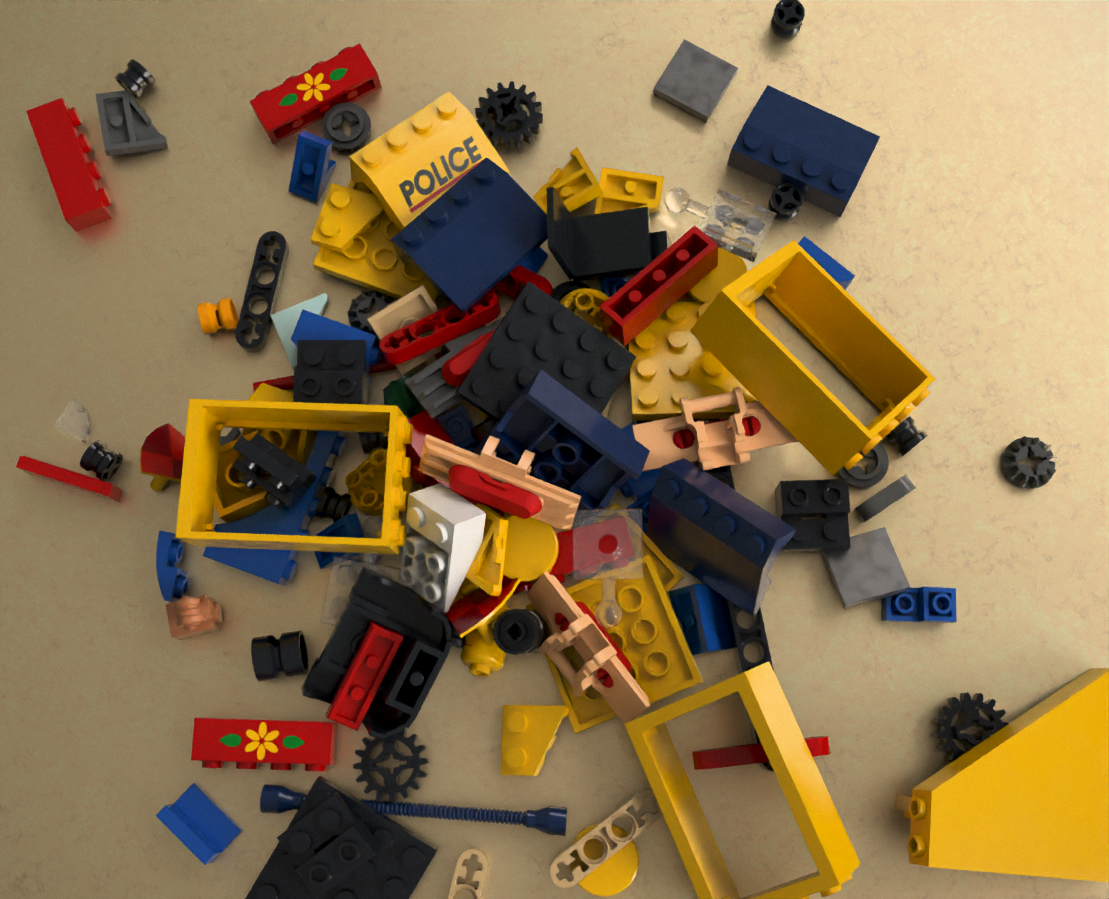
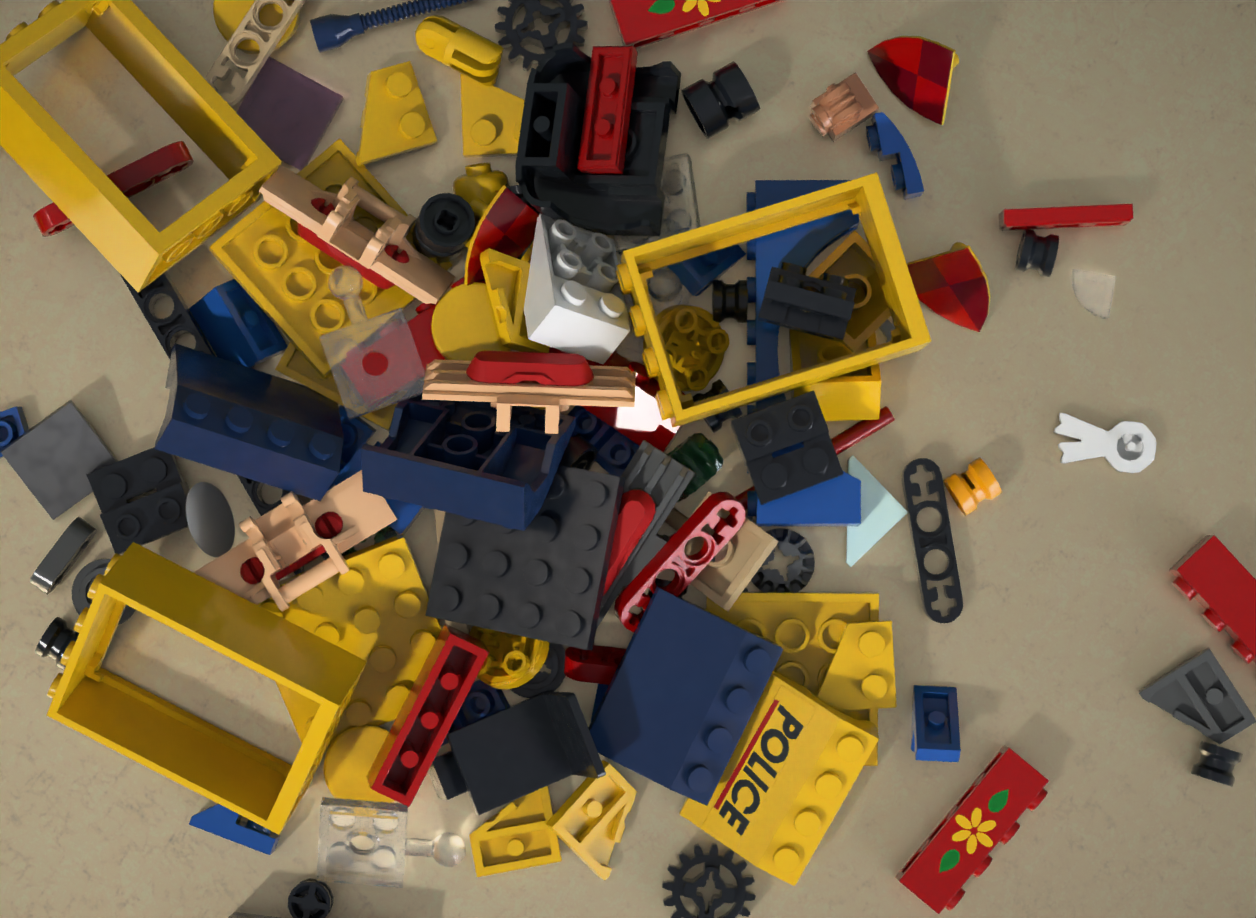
camera: 155 degrees right, 10 degrees up
(102, 306) = (1126, 446): none -> white piece
(128, 622) = (917, 73): none -> shield
(334, 121) = (936, 803): dark grey gear -> none
(455, 706) = (489, 120): none -> yellow wing
(459, 768) = (460, 49): none -> yellow arm
(607, 769) = (289, 112): none -> tile
(769, 482) = (210, 519): none -> white sticker

